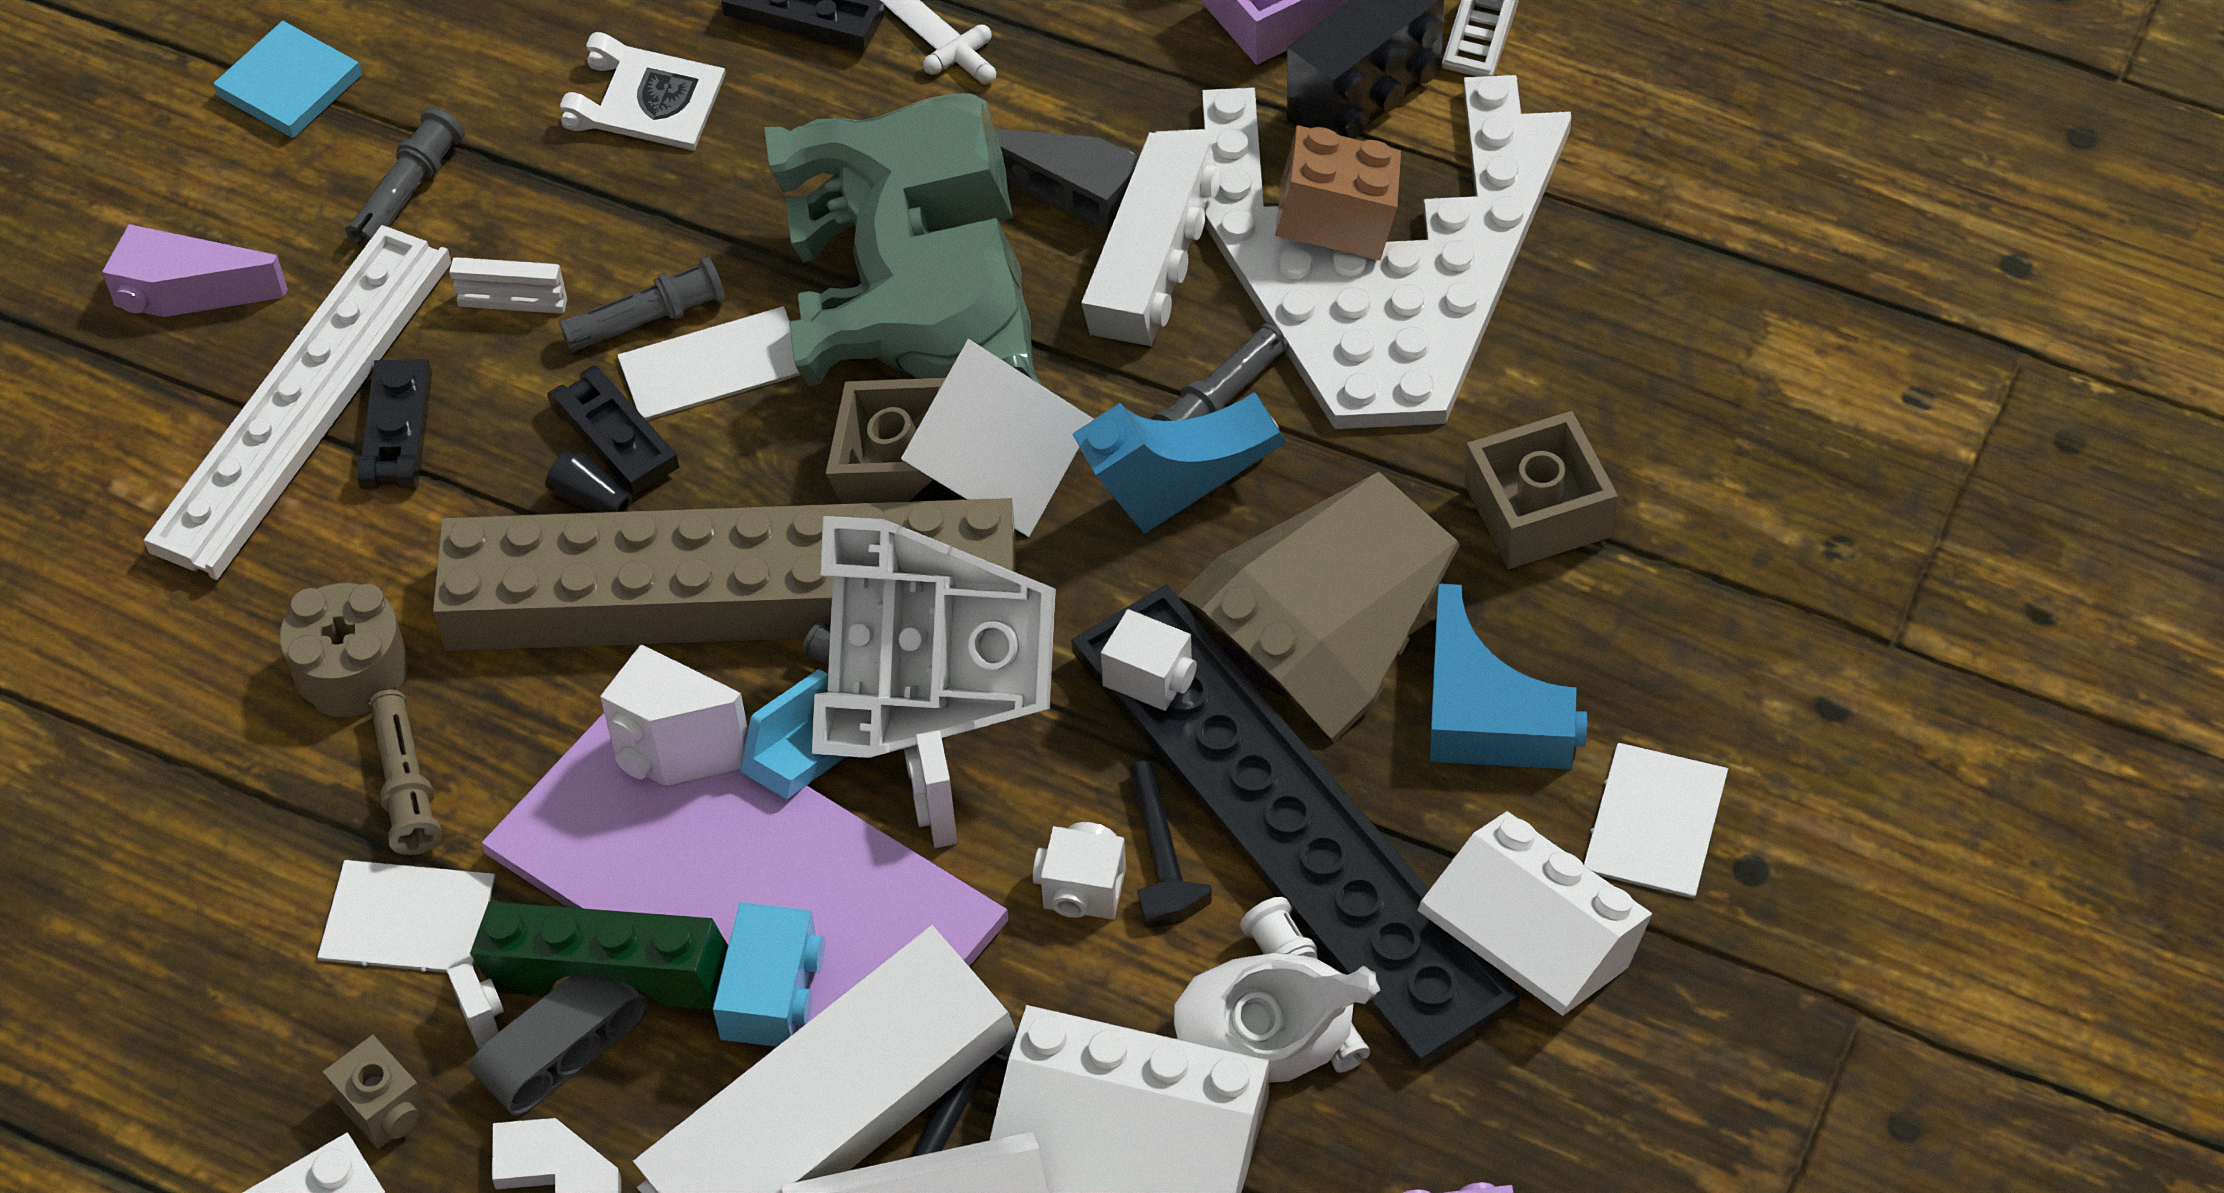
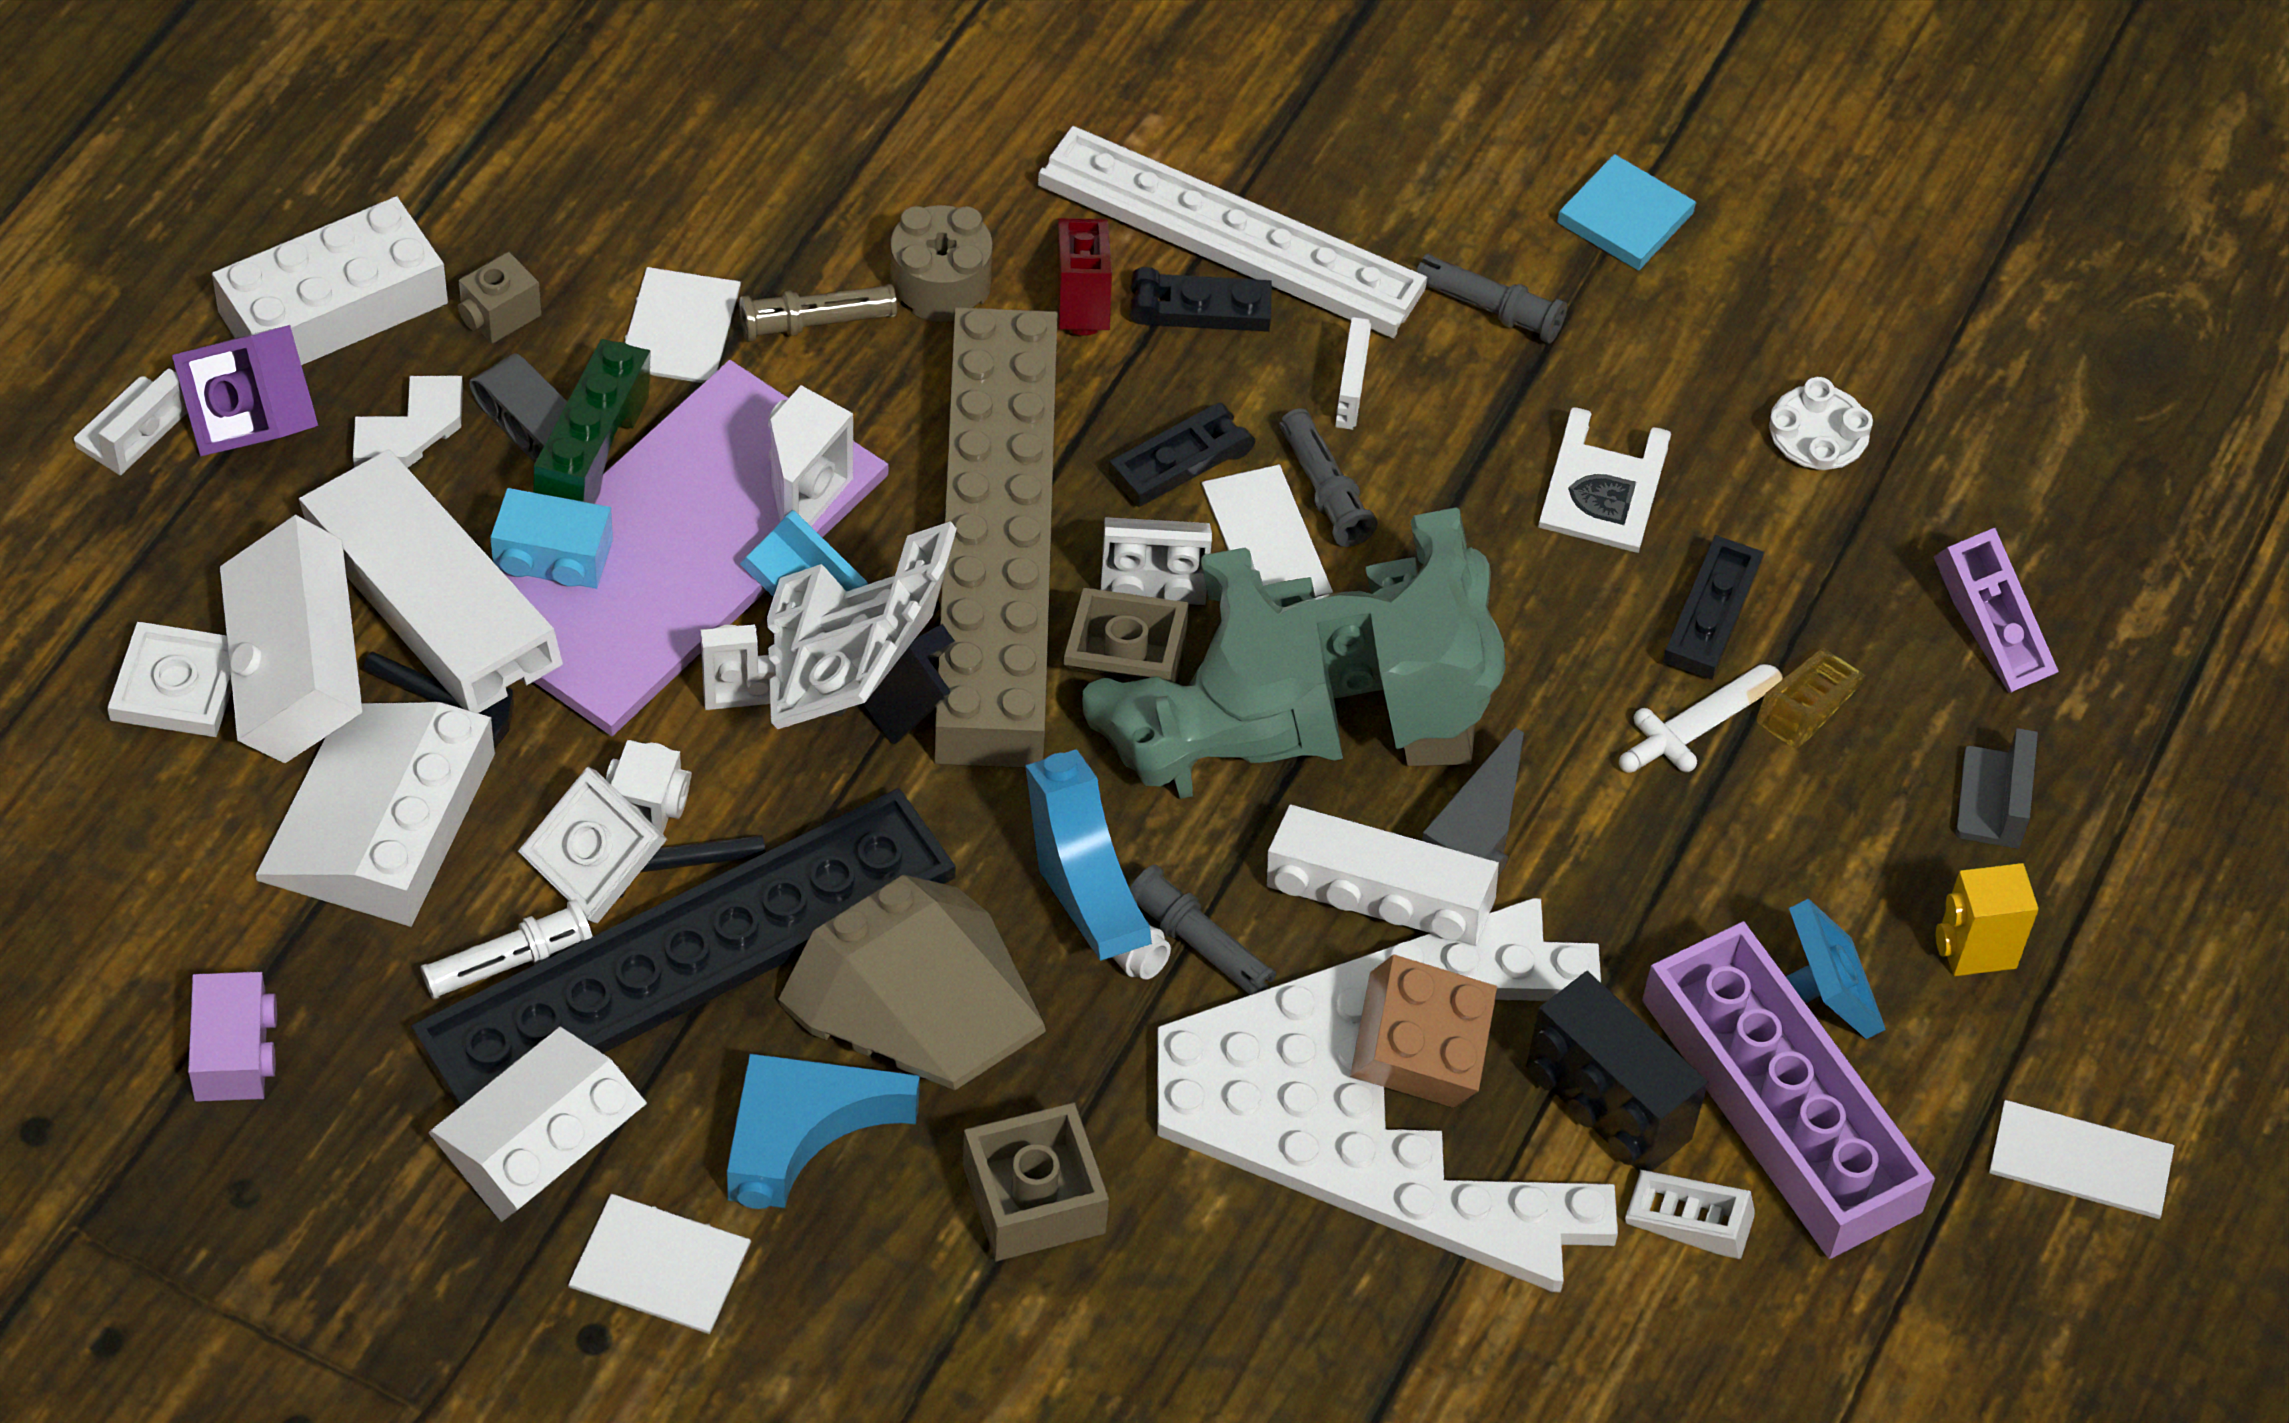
camera: 85 degrees right, 0 degrees up
(186, 274) = (1376, 134): lavender slope -> none
(361, 519) = (1084, 275): none -> dark red slope
(477, 1001) = (568, 357): white plate -> none
(584, 485) = (1115, 432): black cone -> none
(765, 430) = (1155, 558): none -> white slope
(996, 435) = (1104, 705): white sticker -> none
(1148, 660) = (849, 829): white brick -> none
(1170, 908) = (592, 844): none -> white tile
(1274, 1010) = (470, 903): white hat -> none

